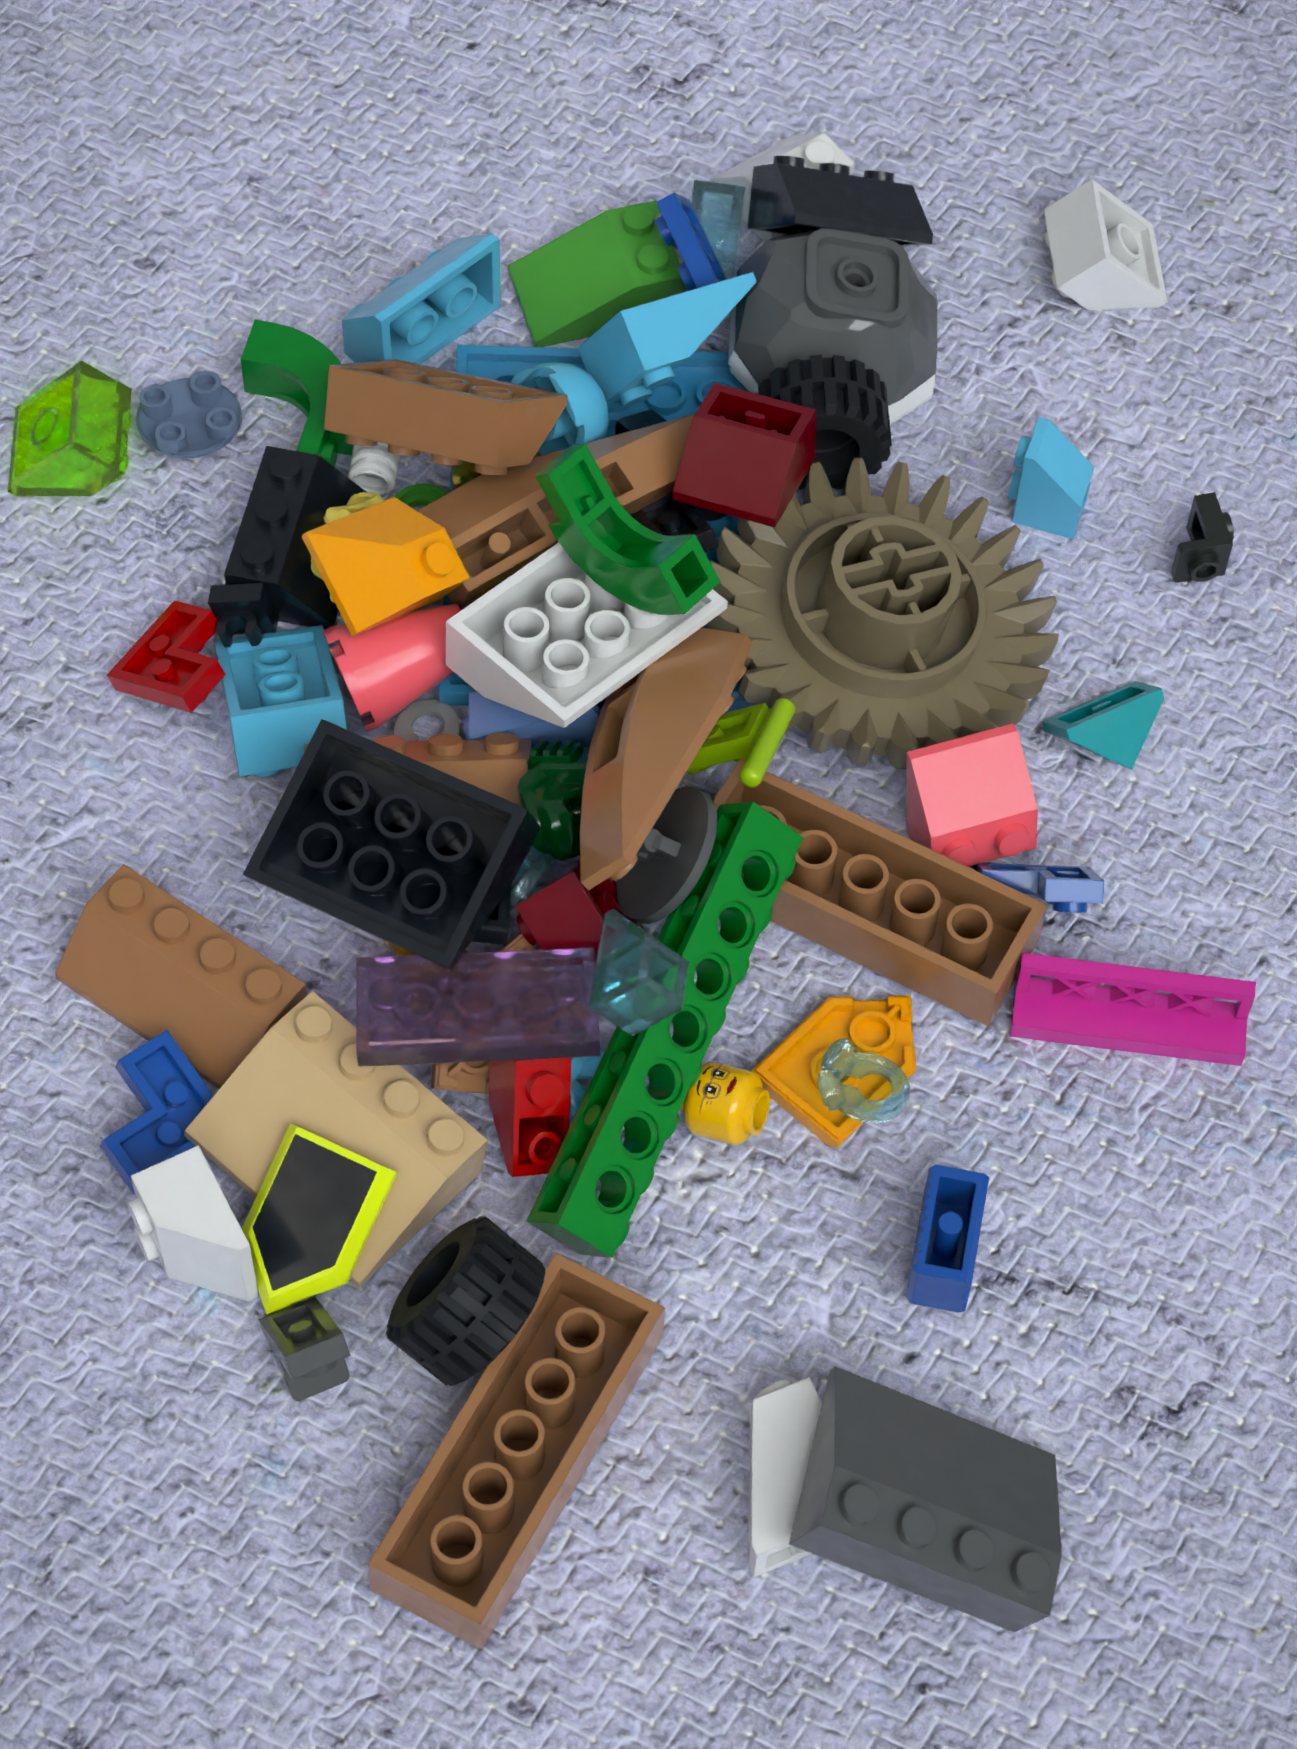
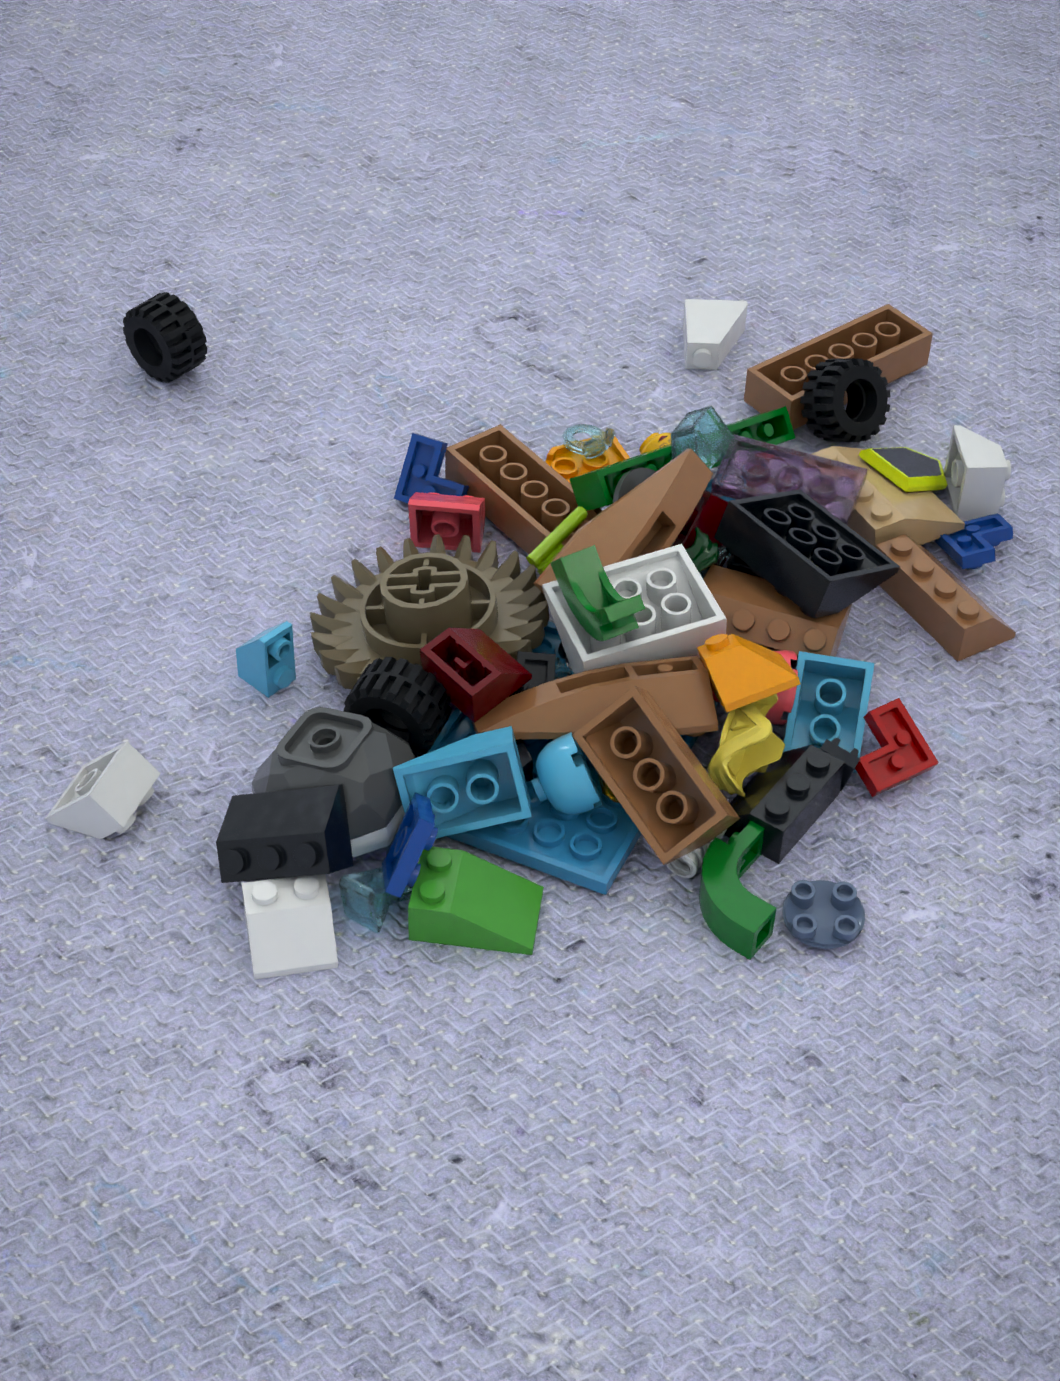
camera: 155 degrees left, 15 degrees down
(71, 435) = (919, 918): clear neon green slope -> none
(307, 1348) = (929, 428): dark grey slope -> none
(428, 305) = (619, 907): medium azure slope -> none
(931, 1503) = (659, 286): dark grey slope -> none
(947, 1238) = (586, 372): blue brick -> none
(1111, 723) = (327, 553): teal slope -> none
(1130, 1013) = (399, 423): dark pink fence -> none
(1210, 542) = (194, 605): pearl dark grey bracket -> none

